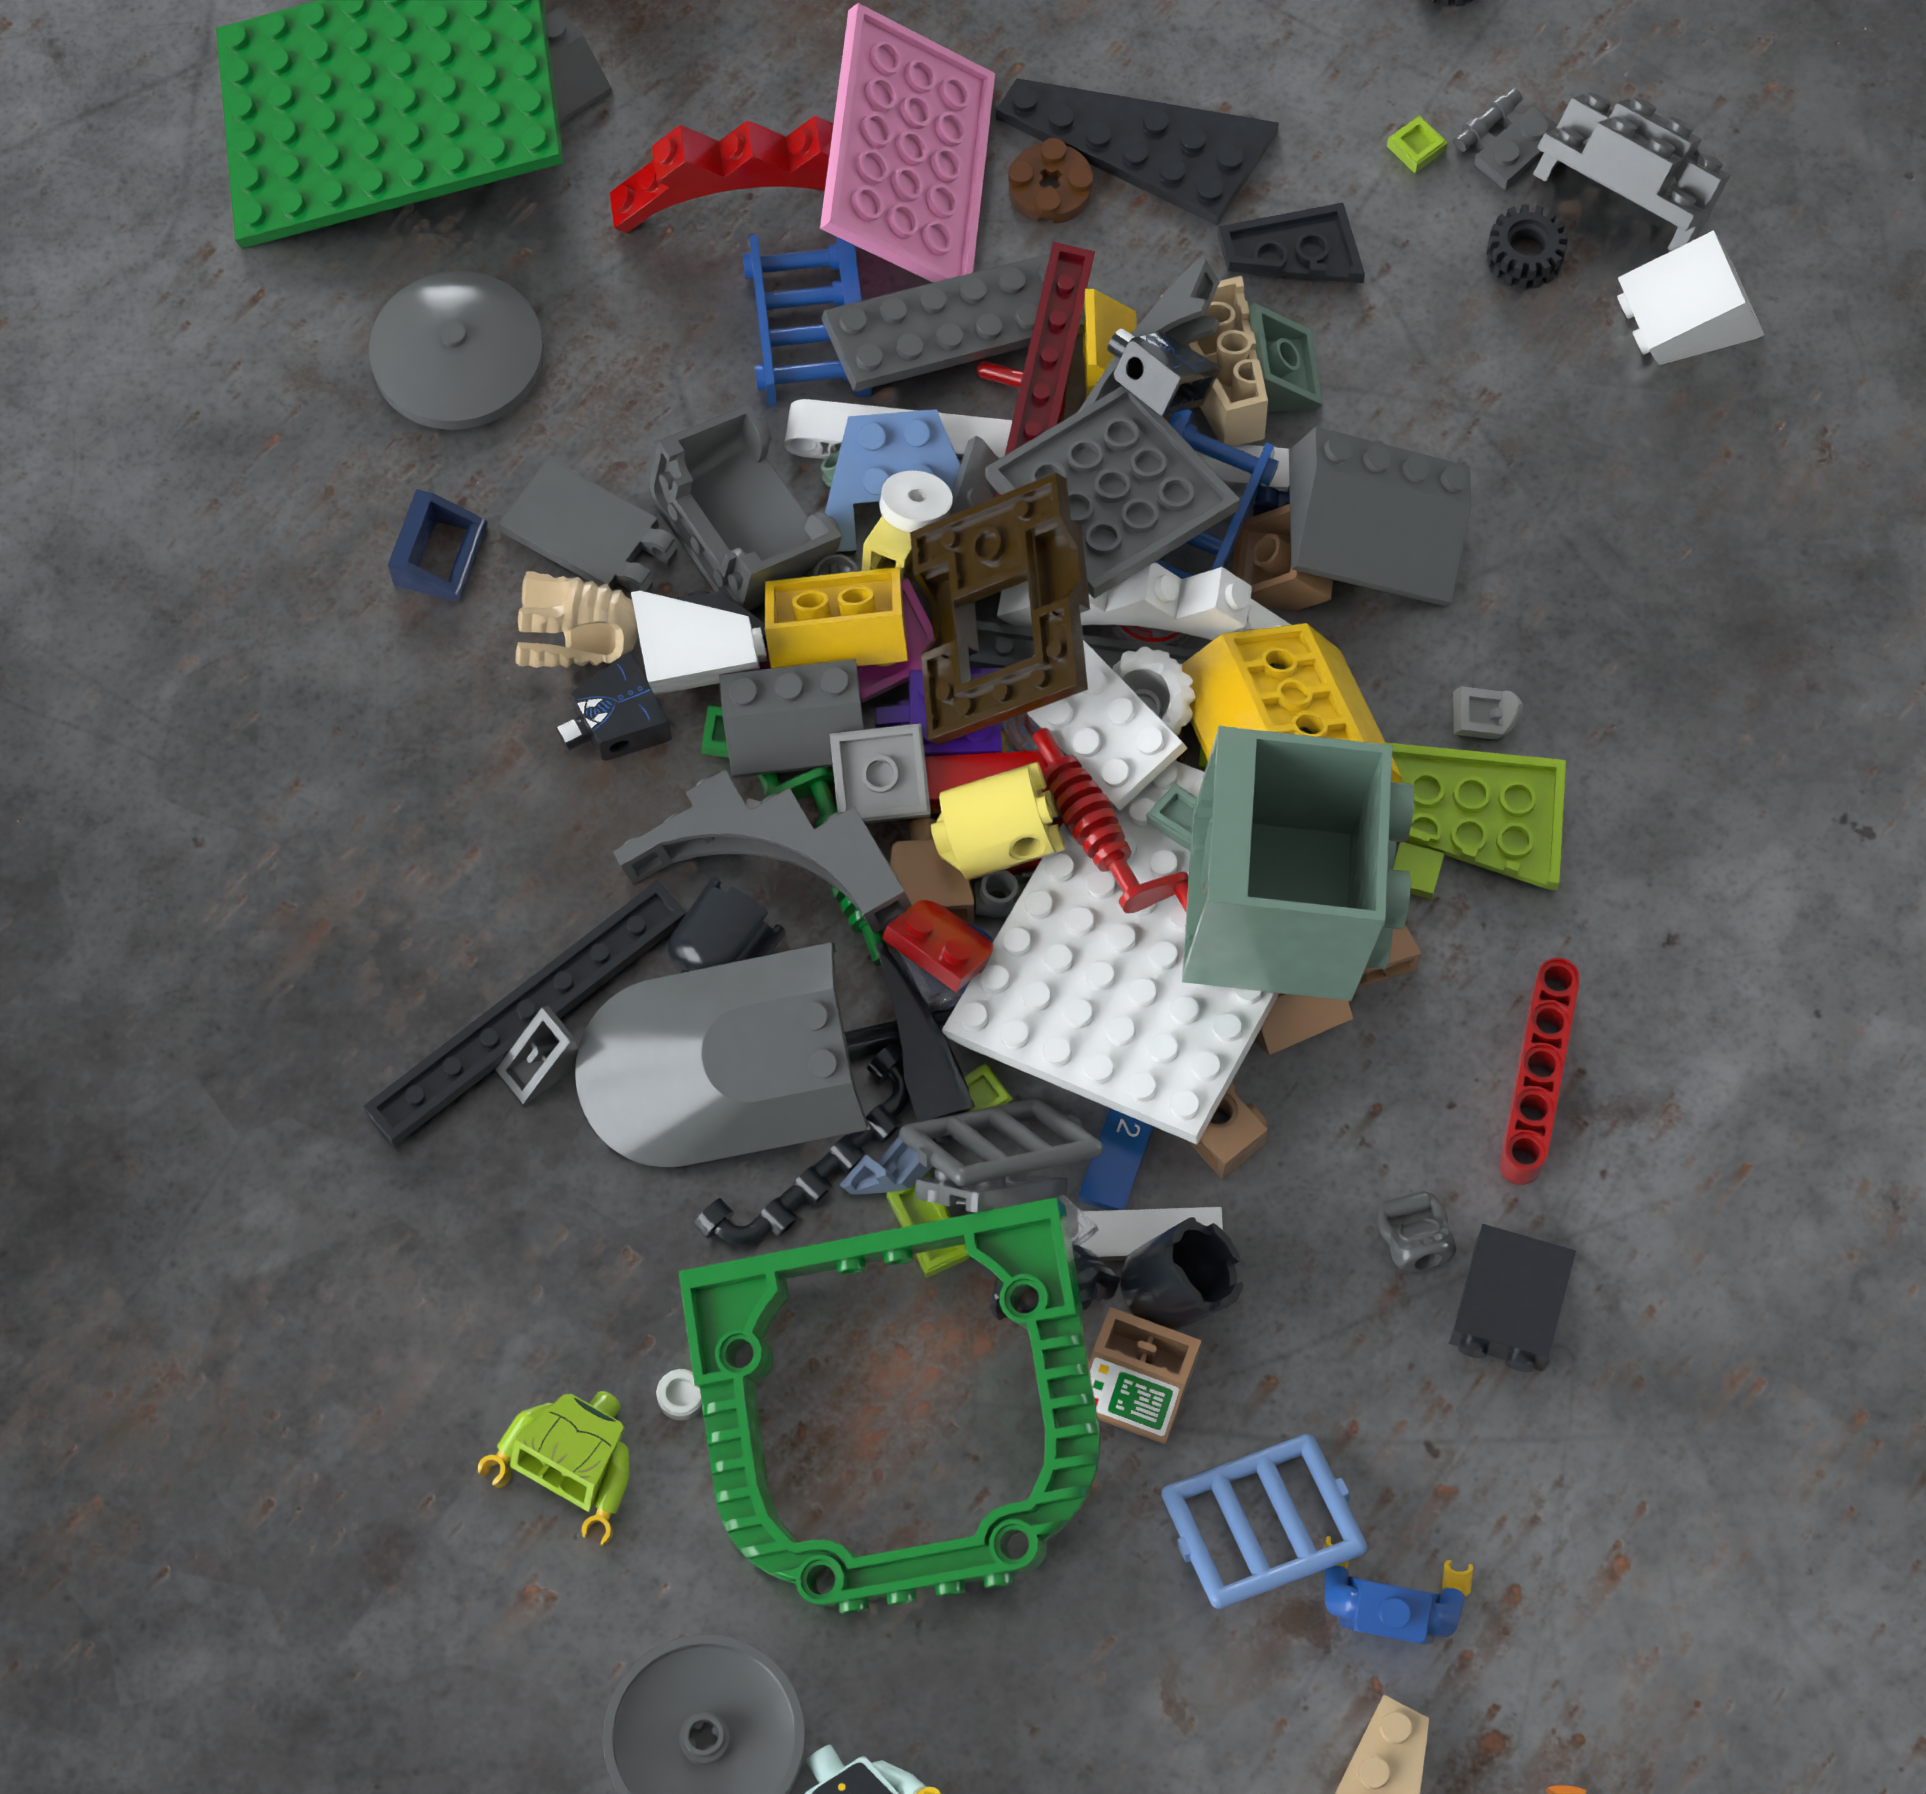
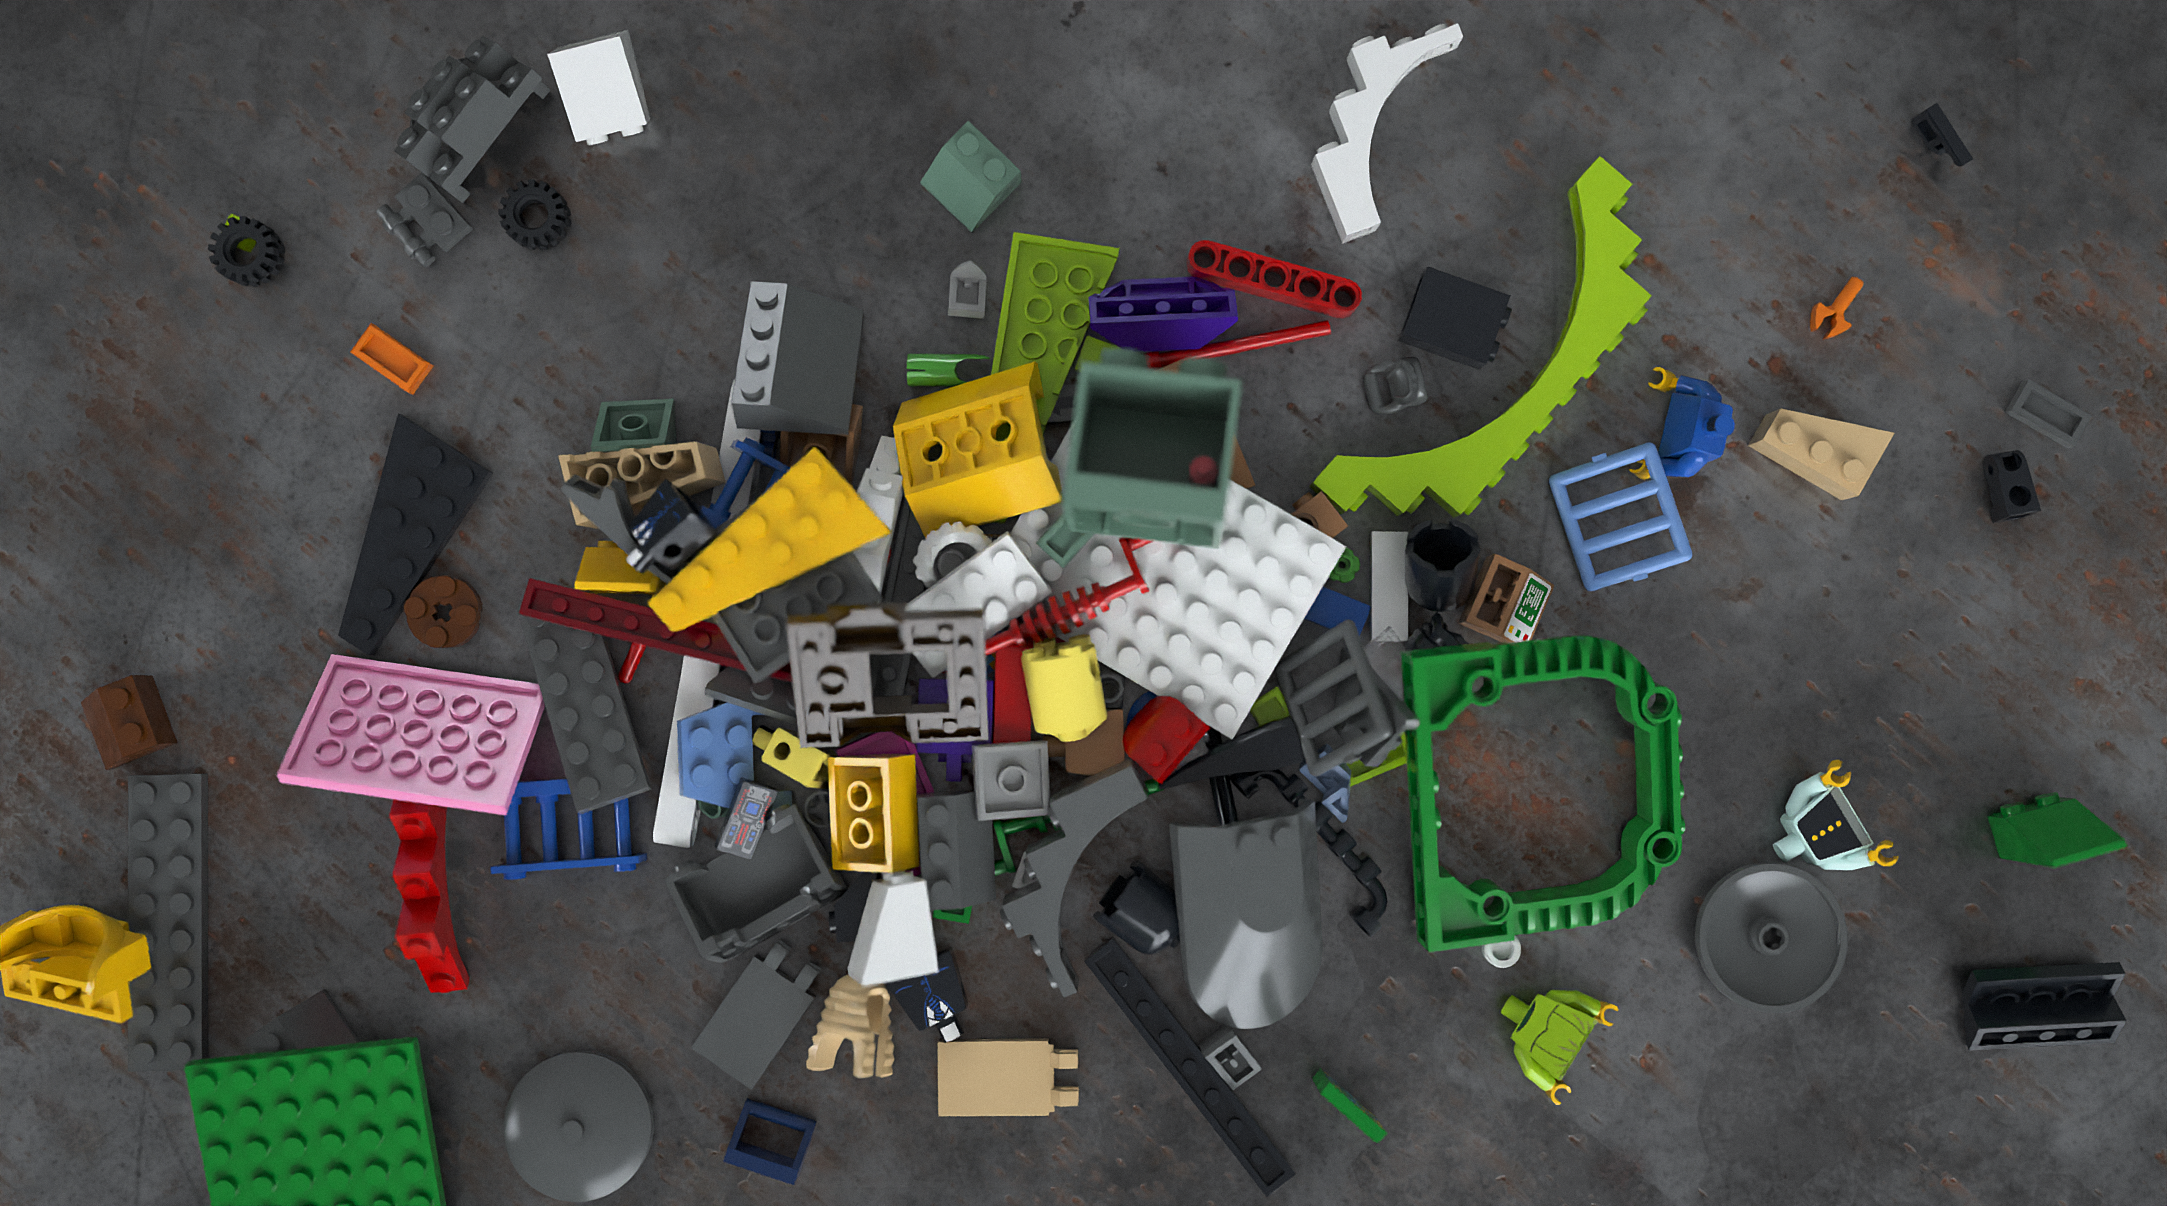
camera: 90 degrees left, 20 degrees up
(480, 1191) = (1349, 1106): none -> green tile
(512, 799) = (1002, 1077): none -> tan tile
(823, 491) = (746, 818): none -> tile
(914, 500) = (751, 737): white piece -> none
(1160, 483) = (785, 533): none -> yellow wing
(1174, 1184) = (1352, 566): none -> bright green plate
(1295, 244) = (521, 408): black wing -> none
(1342, 115) = (391, 358): none -> orange tile
(1384, 682) = (937, 369): none -> bright green piece
(1417, 144) = (424, 297): lime tile -> none
(1447, 1028) = (1157, 361): none -> red bar
(1479, 929) = (1162, 313): none -> dark purple wedge
(1535, 1484) = (1599, 310): none -> lime arch
(1631, 712) = (971, 177): none -> sand green slope
(1827, 1191) = (1345, 167): none -> white arch

